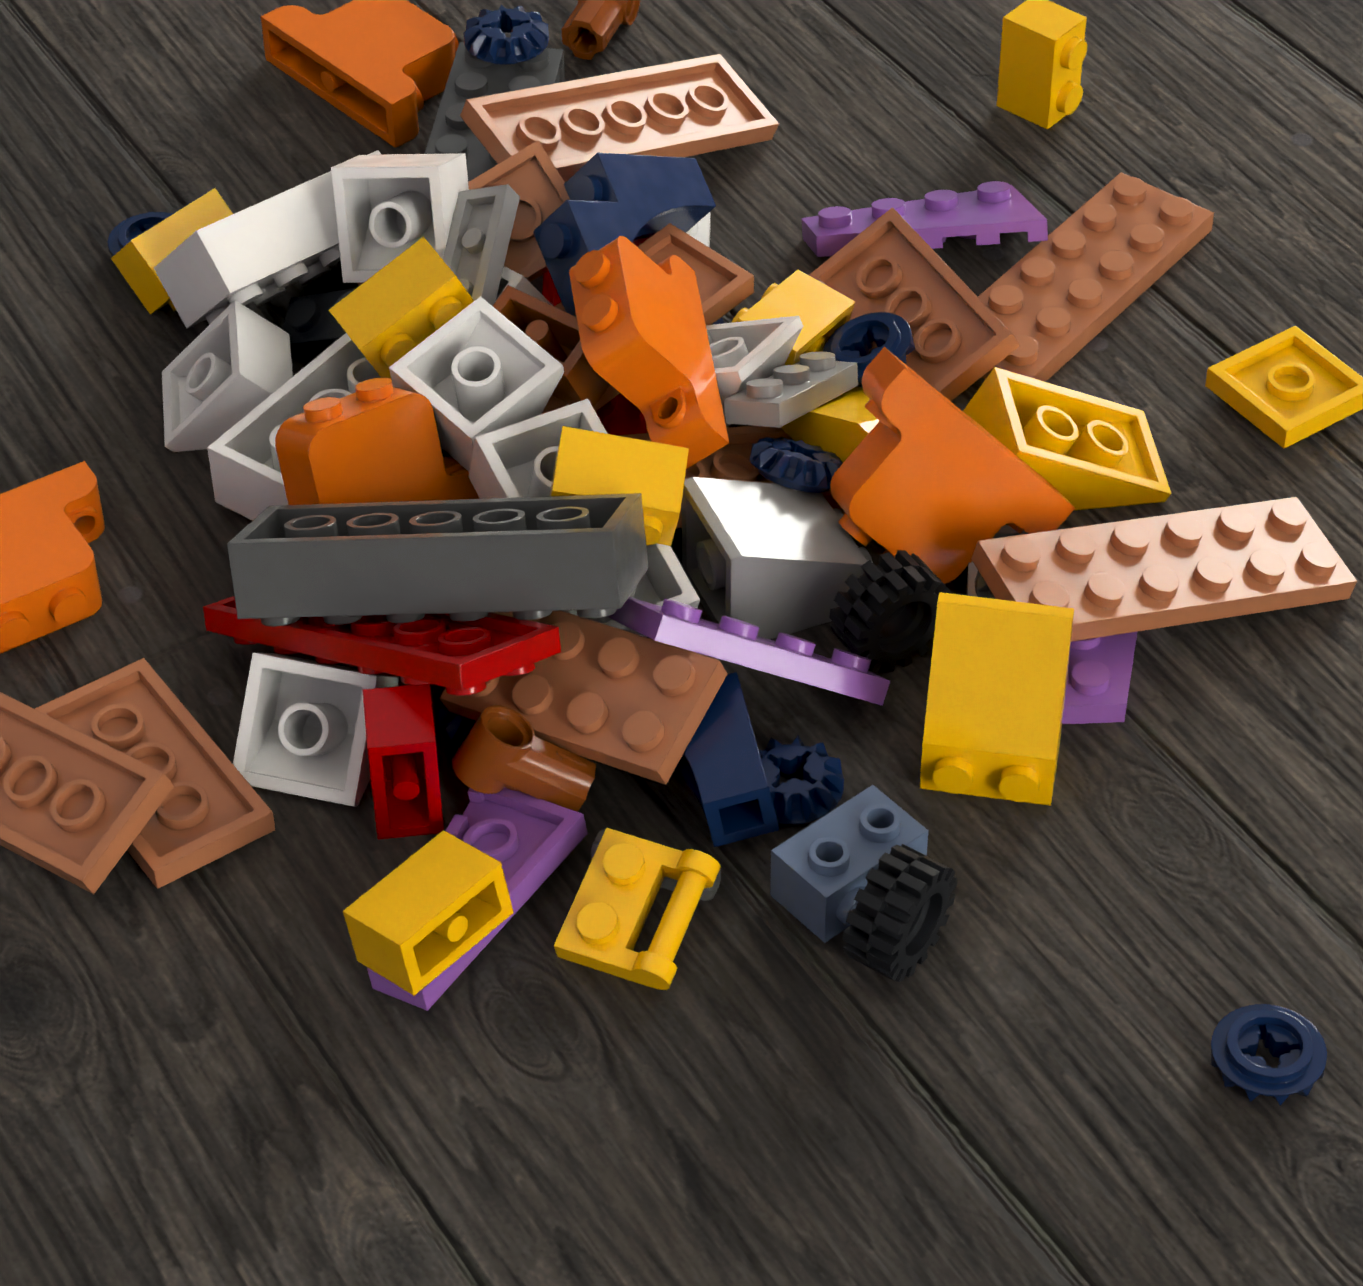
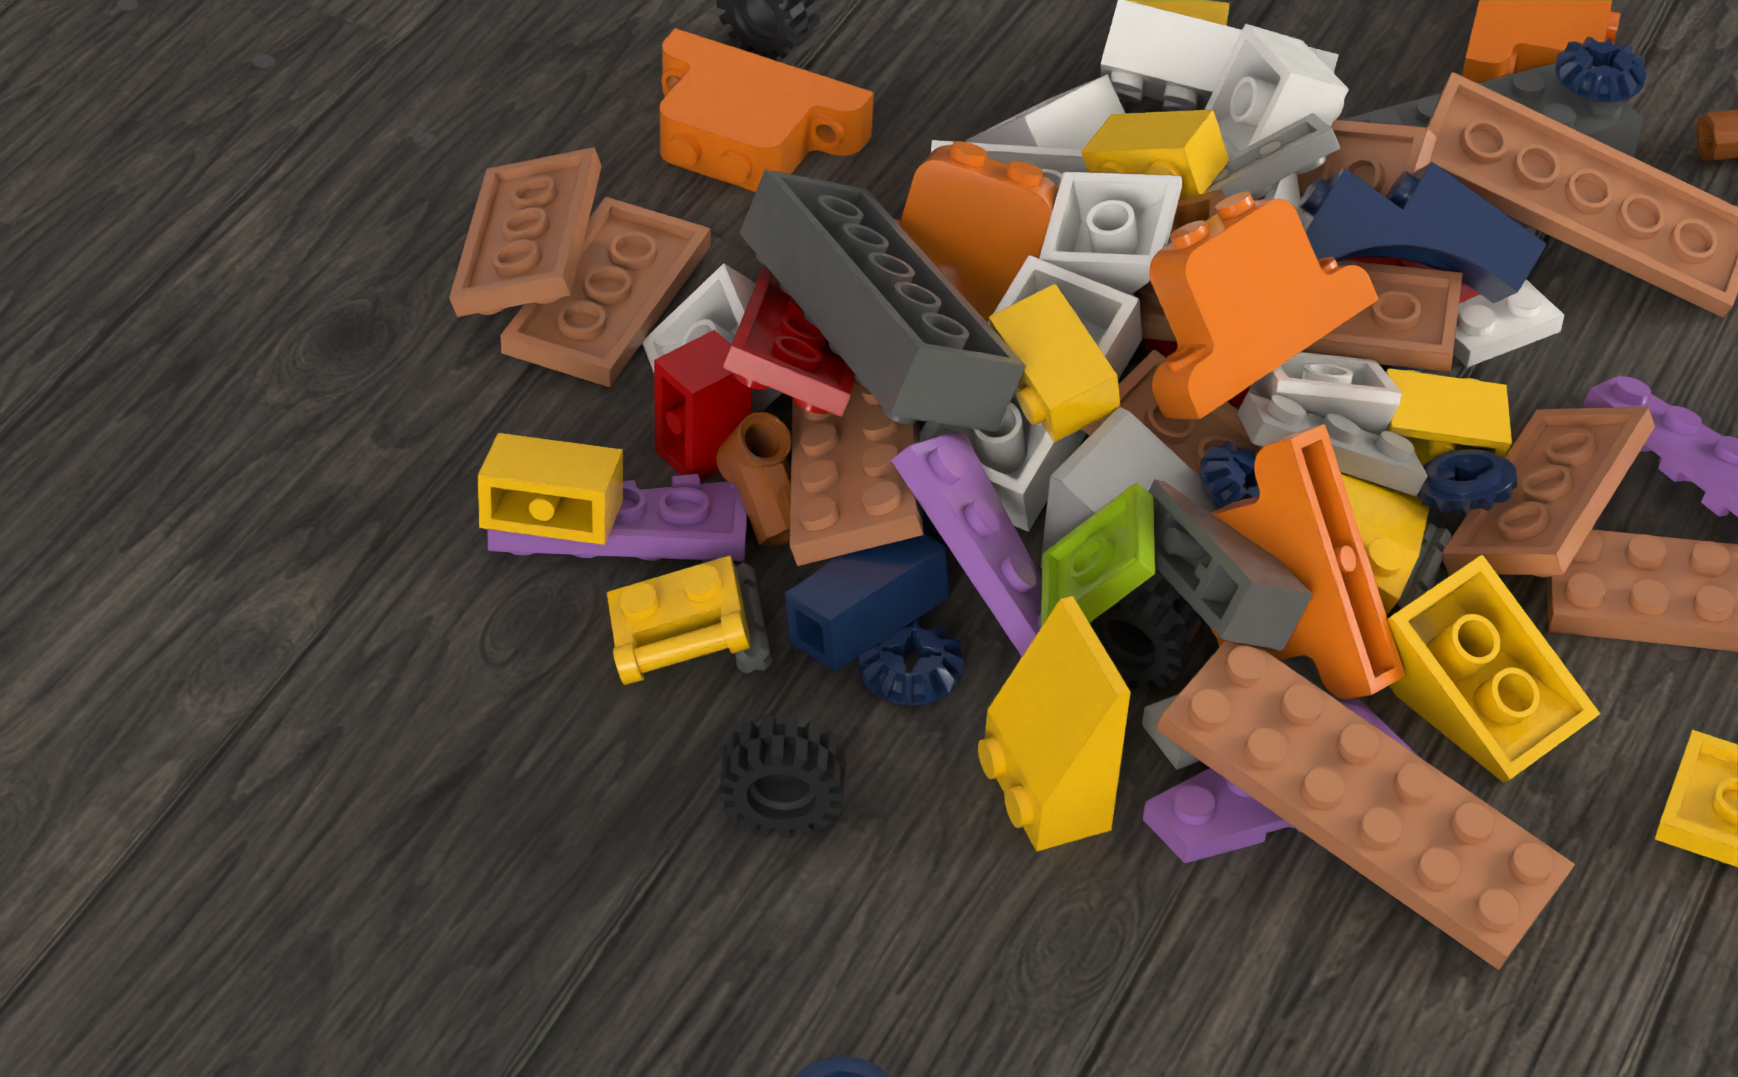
camera: 55 degrees right, 0 degrees up
(829, 860) = (842, 707): sand blue brick -> none
(846, 584) = (1102, 556): none -> lime tile
(912, 512) = (1224, 574): none -> dark grey slope

